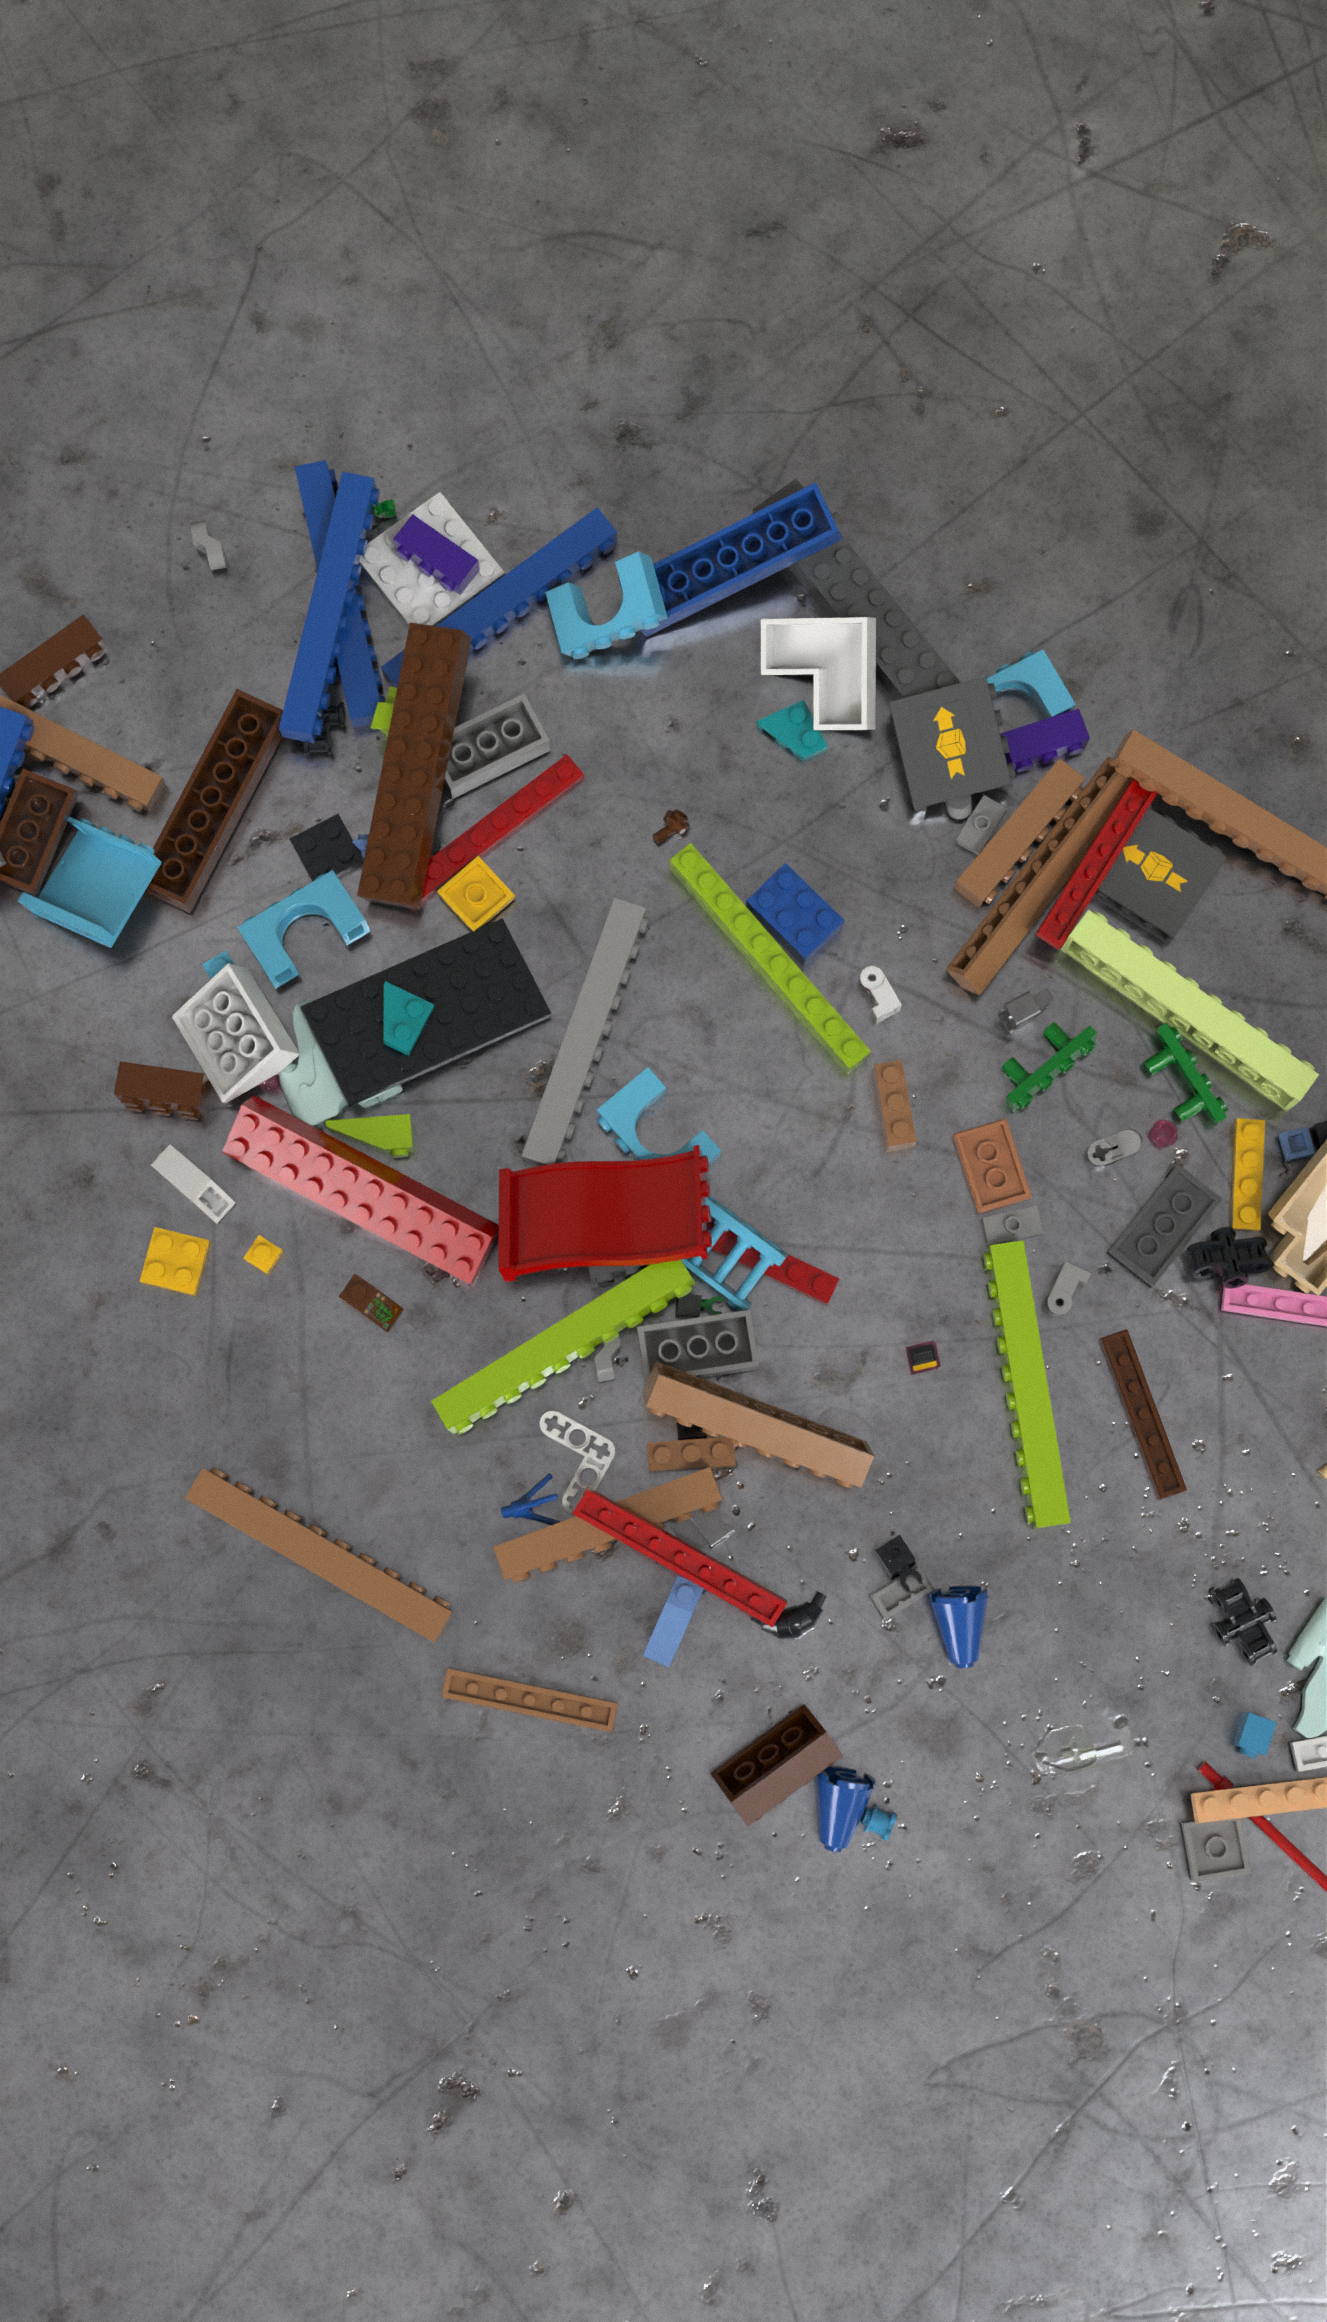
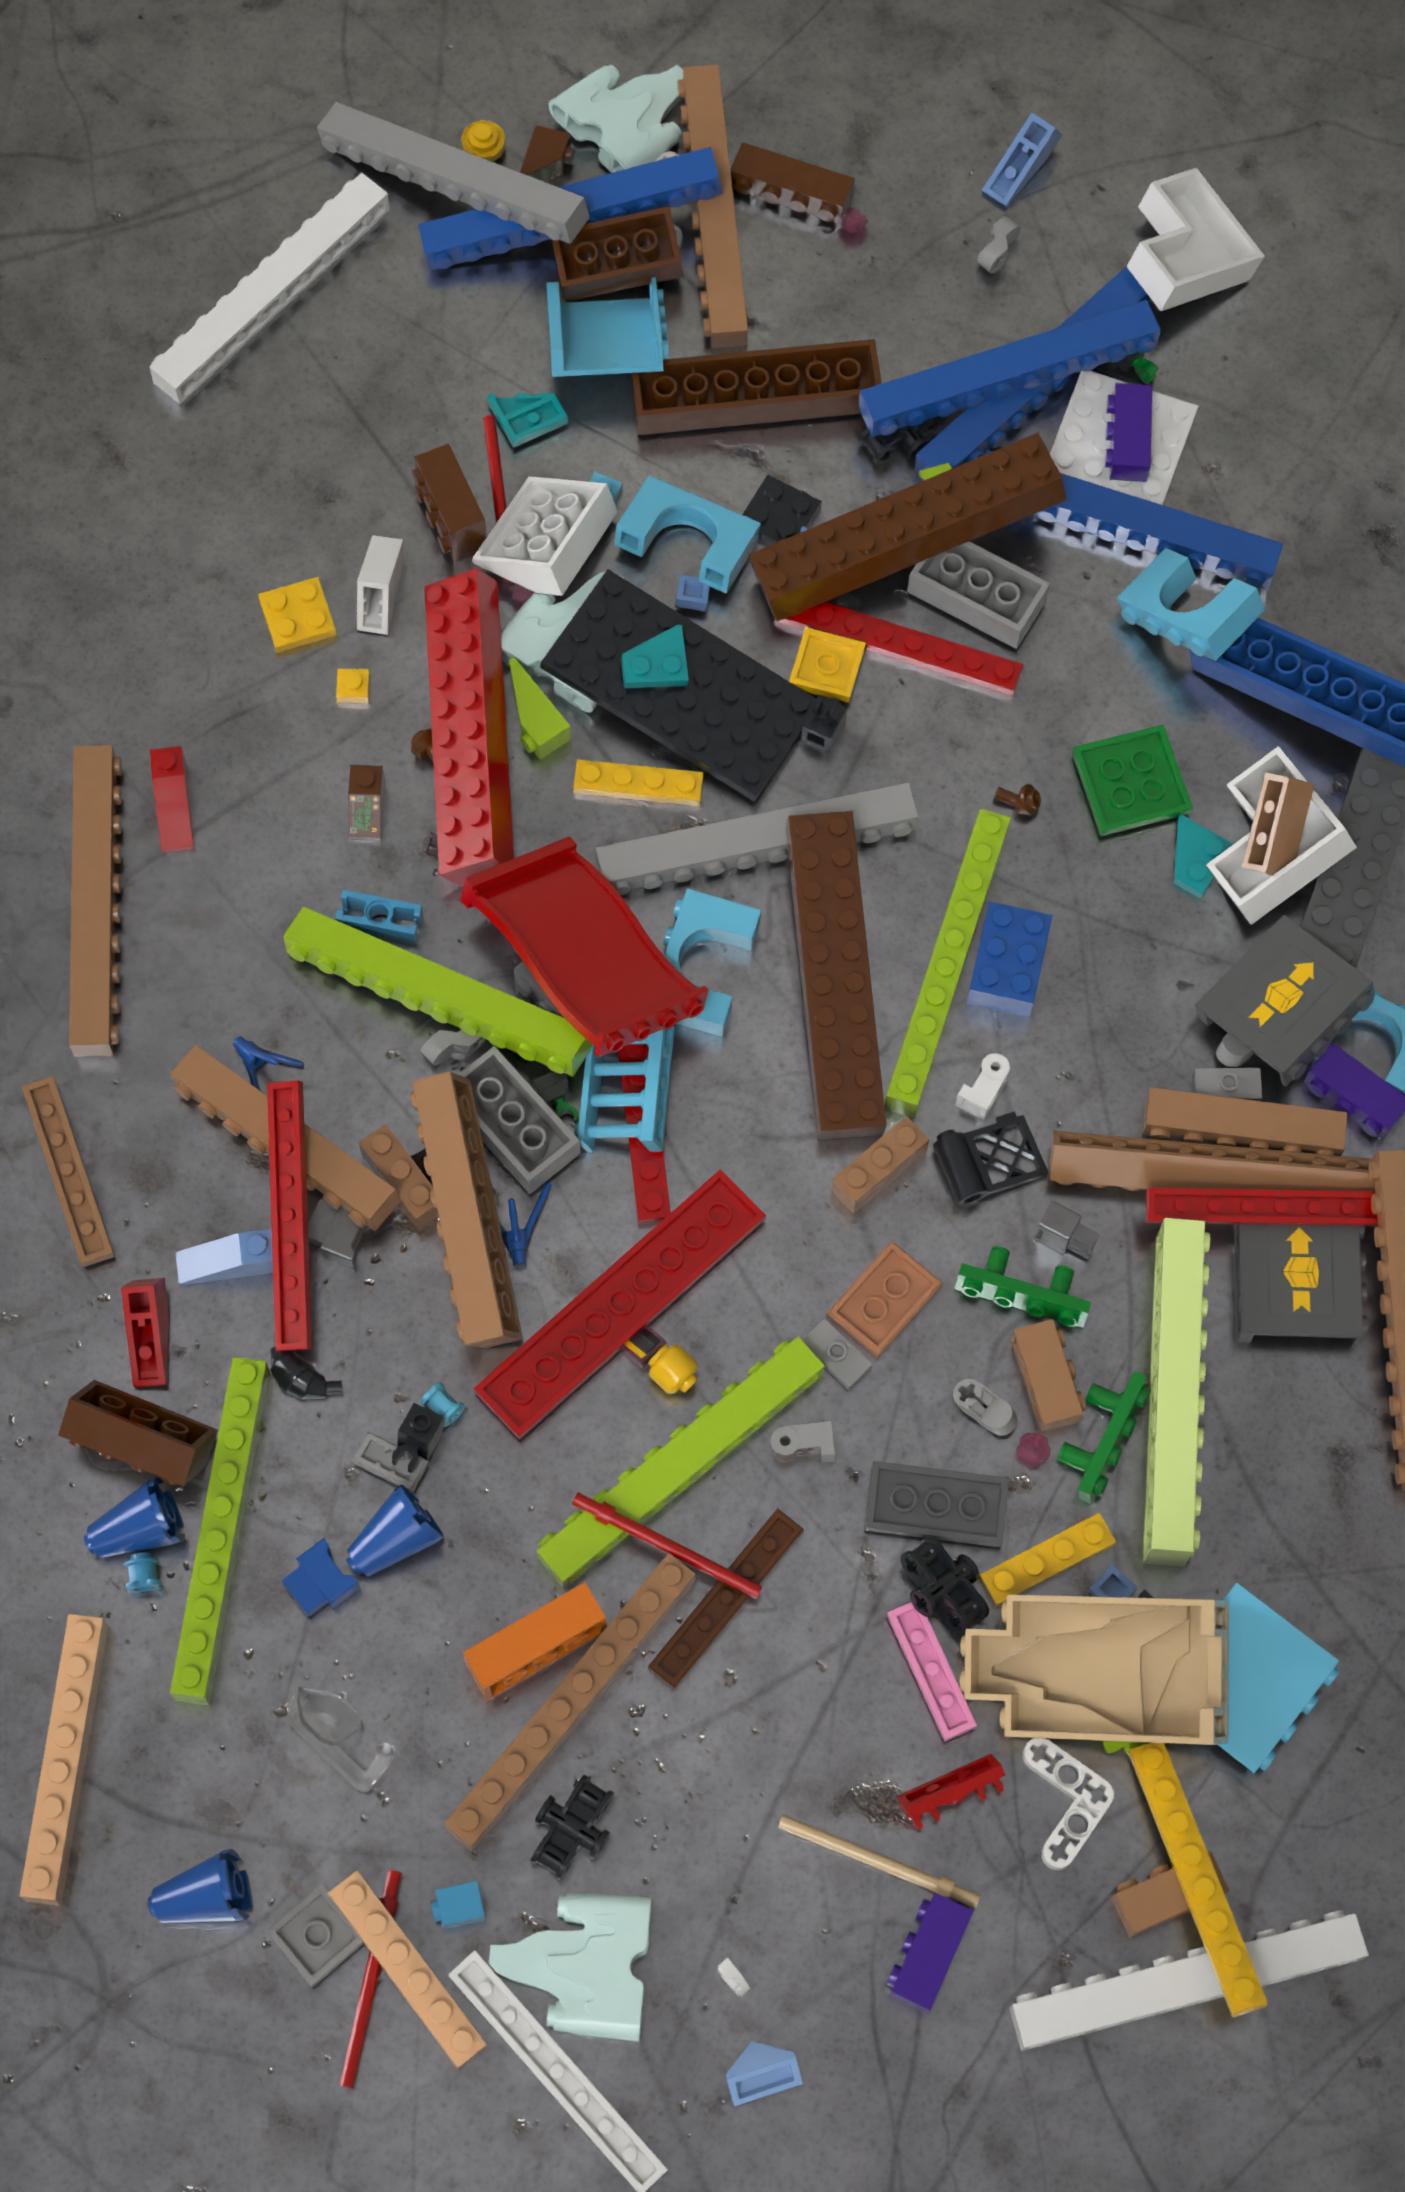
camera: 60 degrees right, 10 degrees down
(115, 638) = (853, 221): none -> clear pink plate
(120, 986) = (527, 415): none -> teal wing
(148, 482) = (1022, 159): none -> medium blue slope
(148, 1037) = (495, 467): none -> red bar
(274, 1447) = (172, 798): none -> red slope
(314, 398) = (1197, 246): none -> white piece
(351, 1231) = (422, 744): none -> reddish brown plate
(353, 956) = (691, 593): none -> medium blue plate
(471, 1336) = (376, 905): none -> dark azure piece
(481, 1091) = (638, 782): none -> yellow plate
(523, 926) = (824, 723): none -> black brick
(590, 1459) = (339, 1089): white beam -> none
(694, 1712) = (147, 1330): none -> red slope
(708, 737) = (1132, 780): none -> green plate
(733, 1045) = (835, 976): none -> reddish brown brick
(787, 1398) = (517, 1238): none -> blue plant
(826, 660) = (1277, 823): none -> medium nougat brick
(881, 1528) = (442, 1403): none -> medium azure bush
(882, 1746) = (220, 1532): none -> lime brick
(883, 1355) = (619, 1304): none -> red plate
(928, 1046) = (964, 1163): none -> black piece
(957, 1347) = (673, 1369): none -> yellow head
(960, 1696) = (319, 1580): none -> blue piece
(986, 1957) = (64, 1760): none -> light nougat brick
(1044, 1461) = (606, 1514): none -> red bar
(1102, 1567) = (535, 1641): none -> orange brick
(1120, 1089) = (1048, 1375): none -> medium nougat brick
(1143, 1912) = (204, 1893): none -> blue cone
(1157, 1570) = (570, 1702): none -> medium nougat brick

